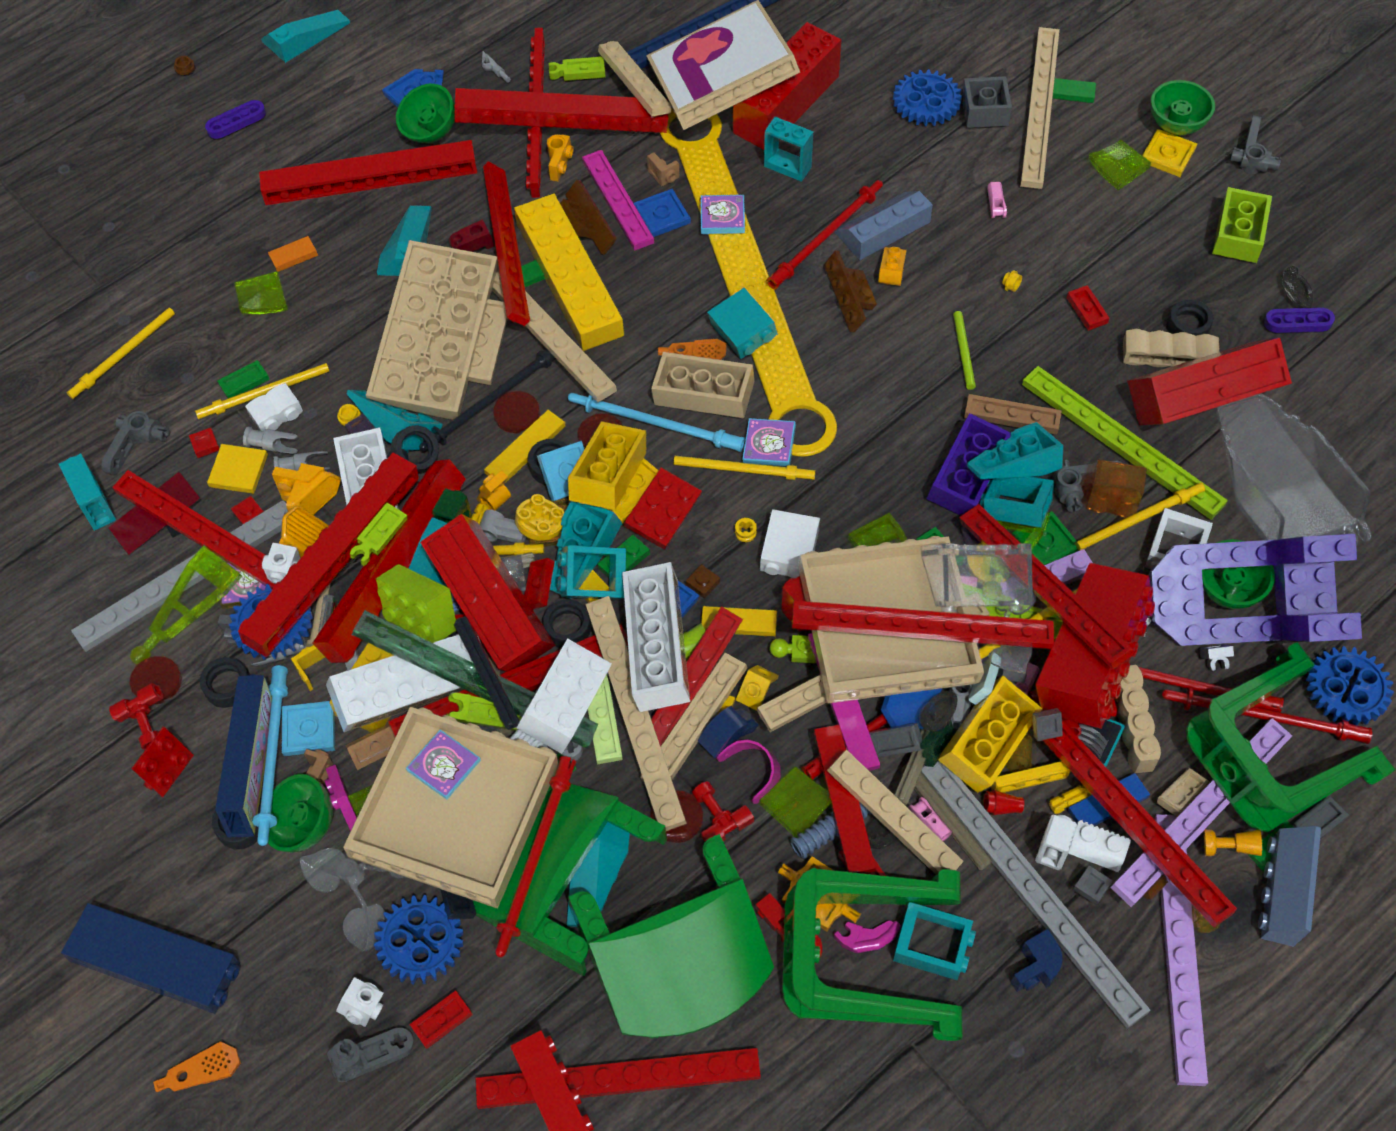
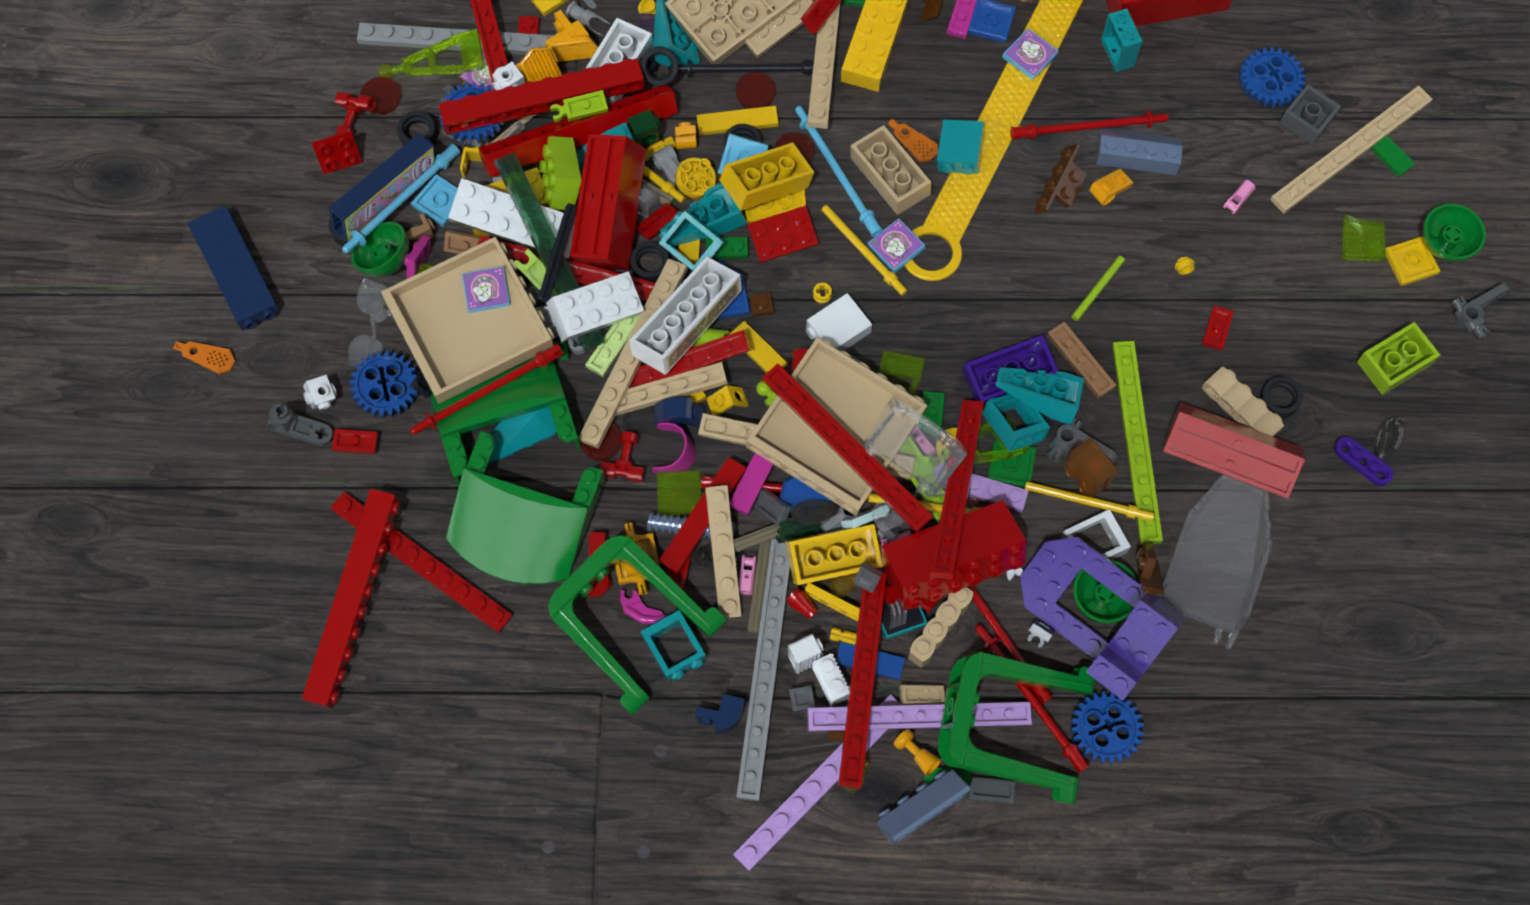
camera: 40 degrees right, 10 degrees up
(1250, 522) = (1149, 570): none -> reddish brown bracket

